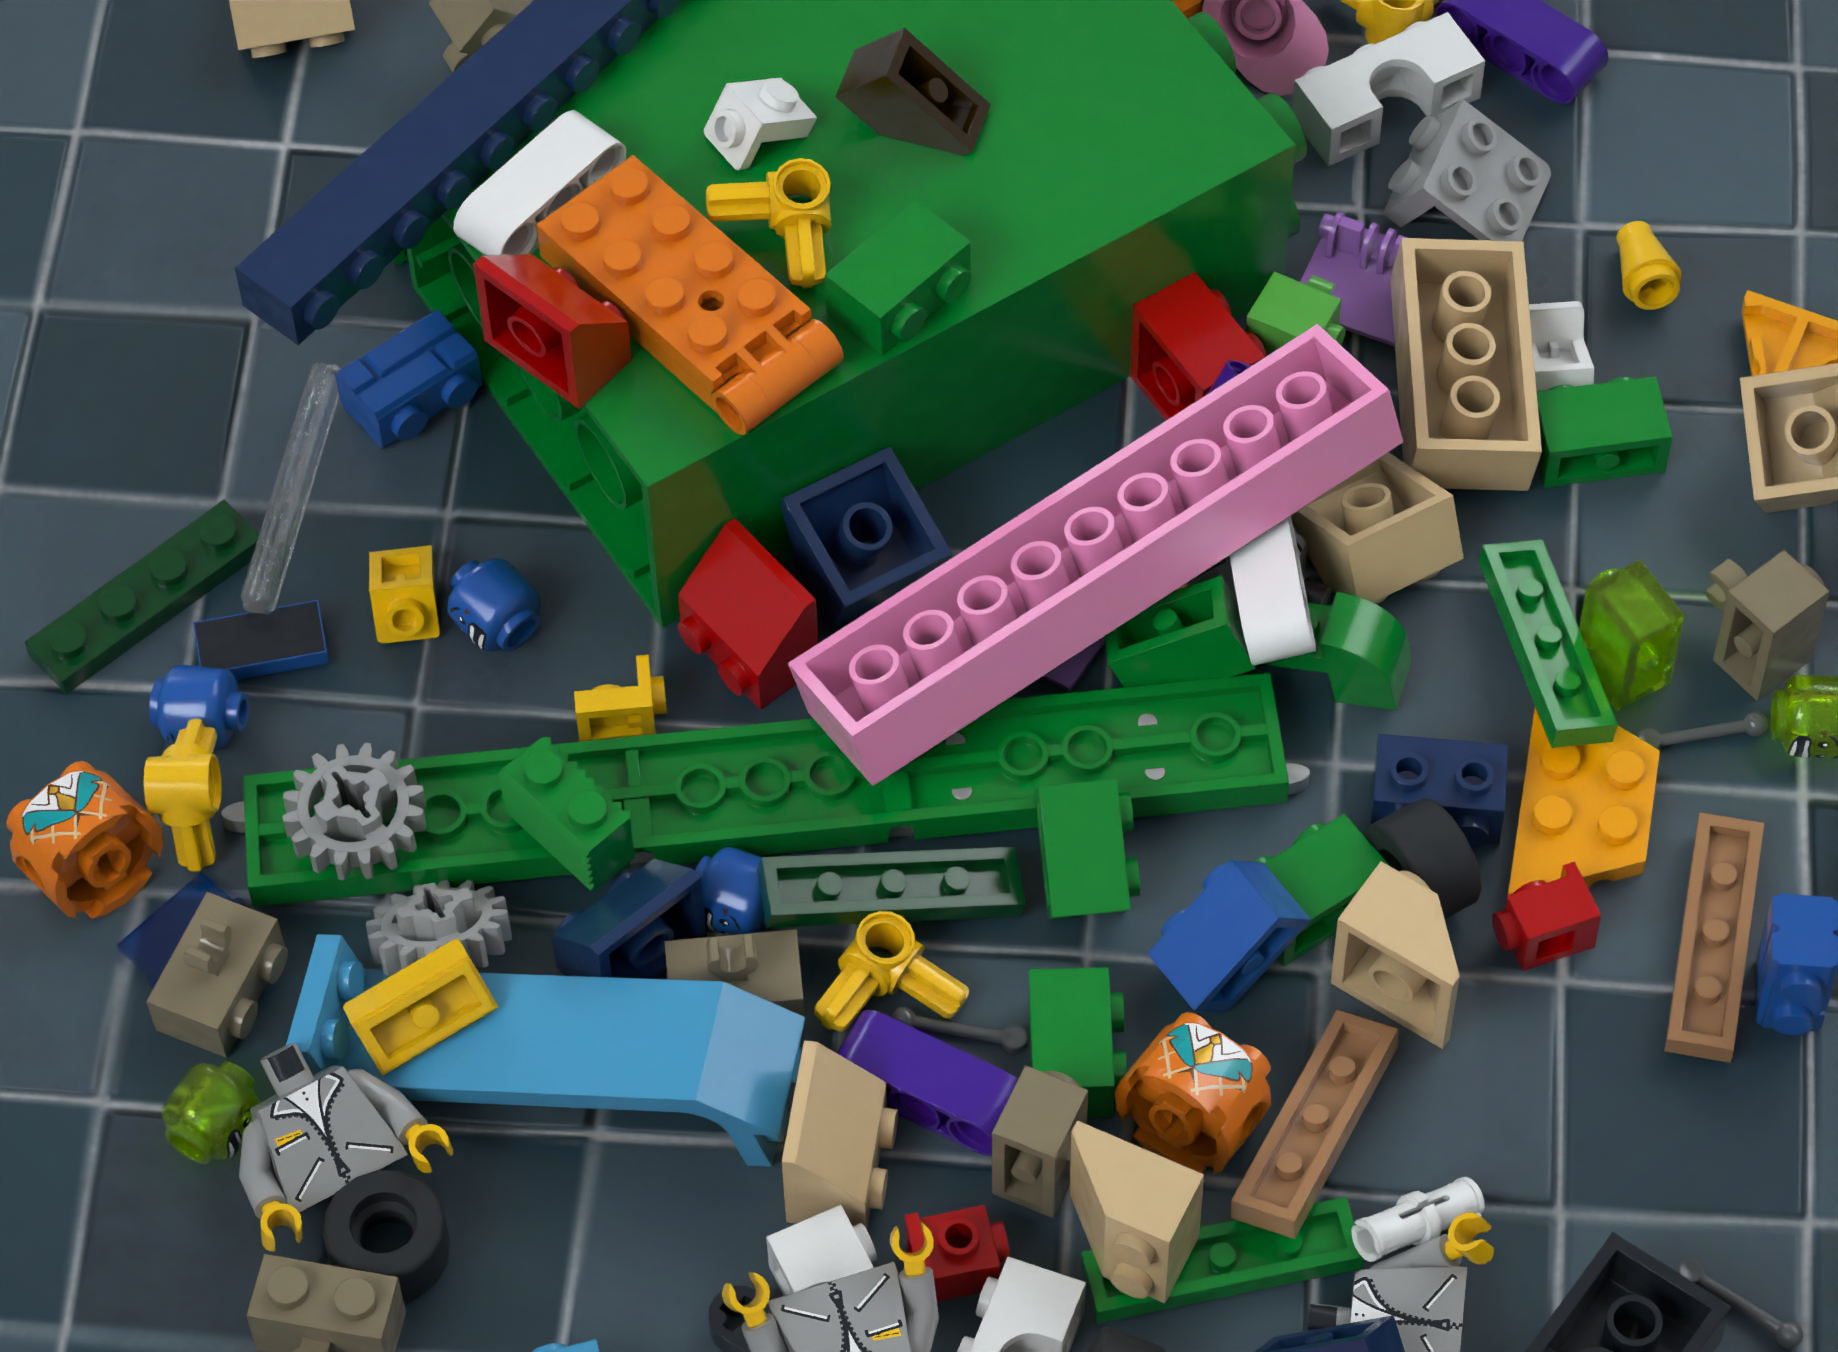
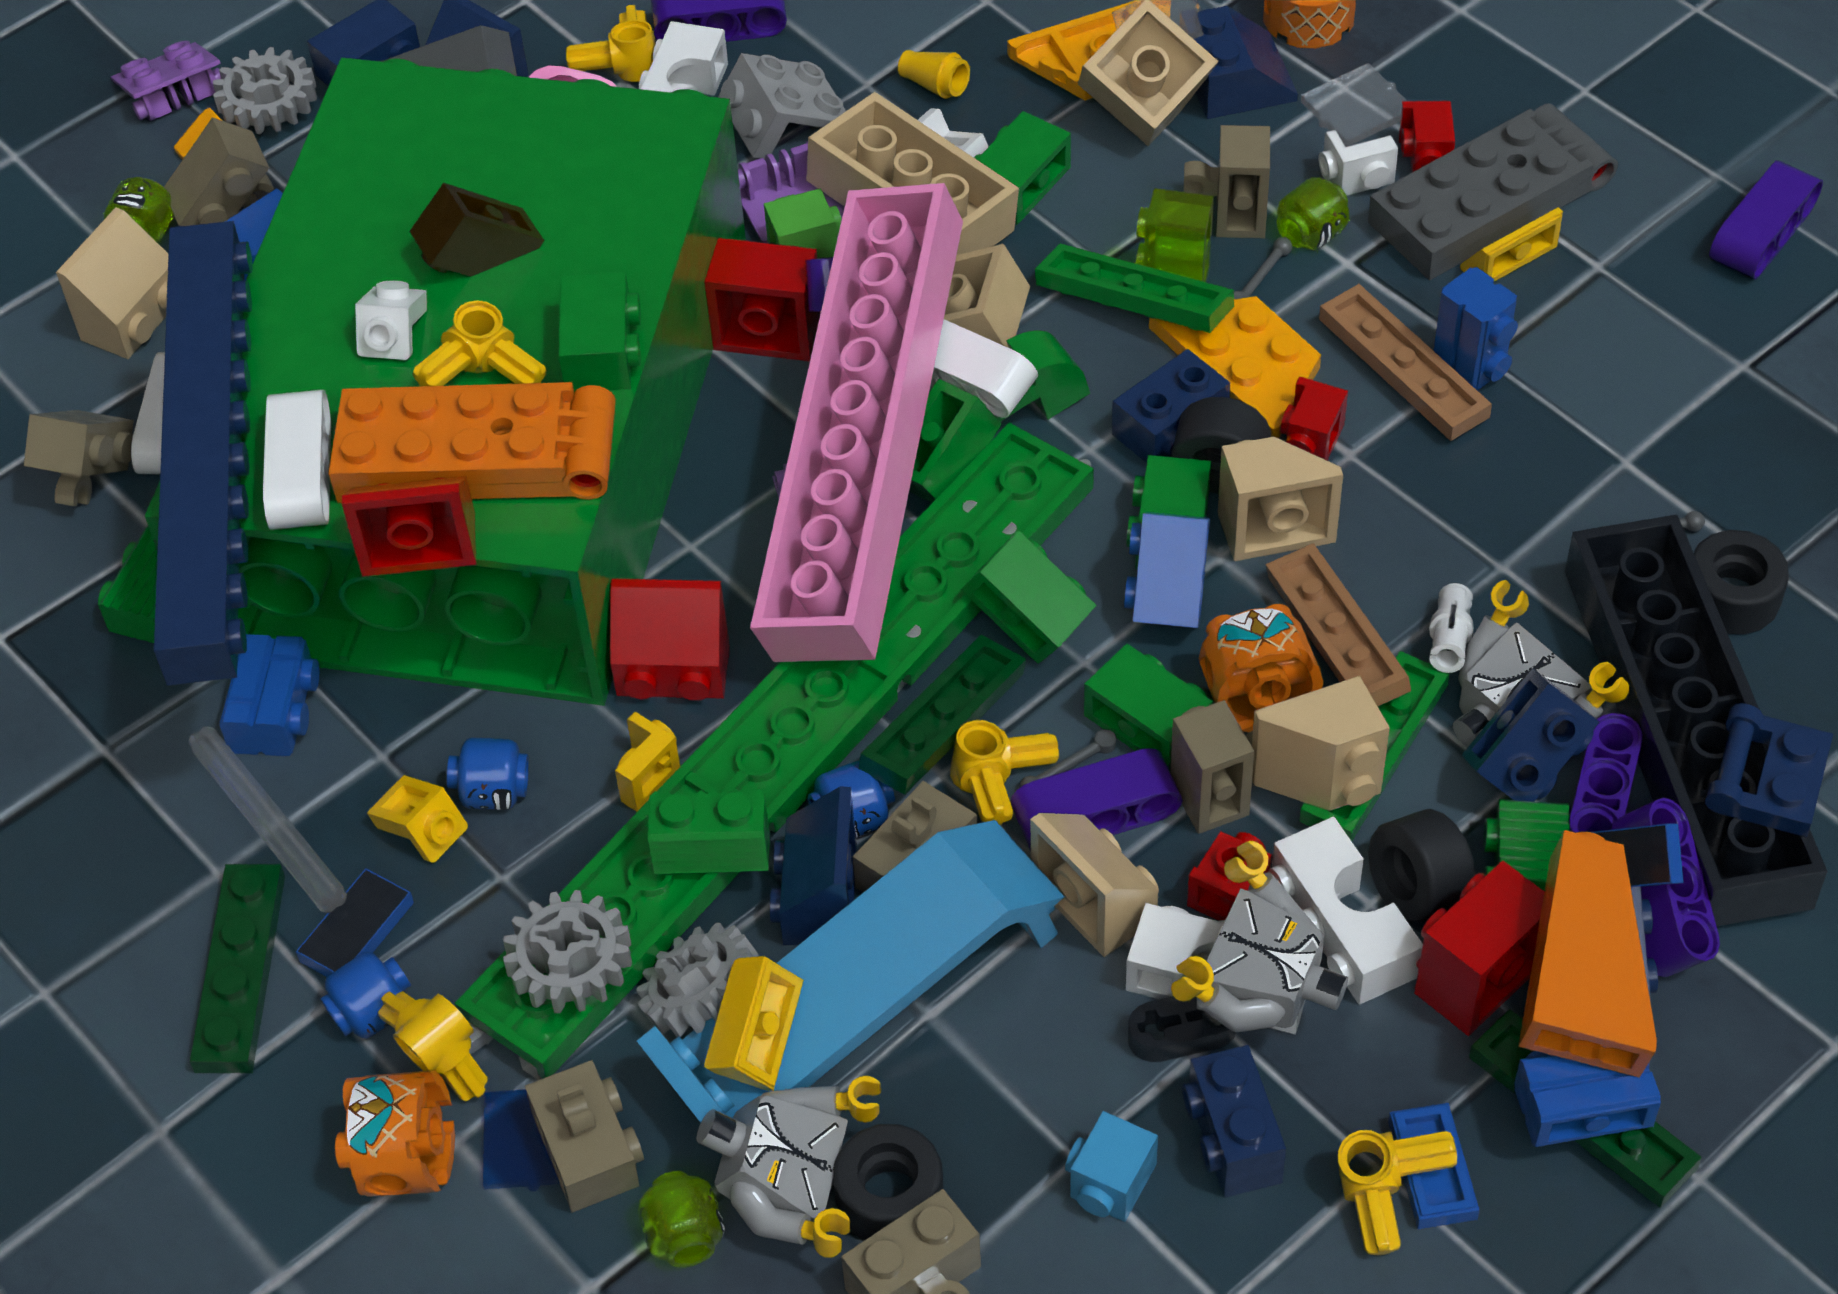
camera: 45 degrees left, 5 degrees down
(861, 537) = (686, 531): dark blue slope -> none

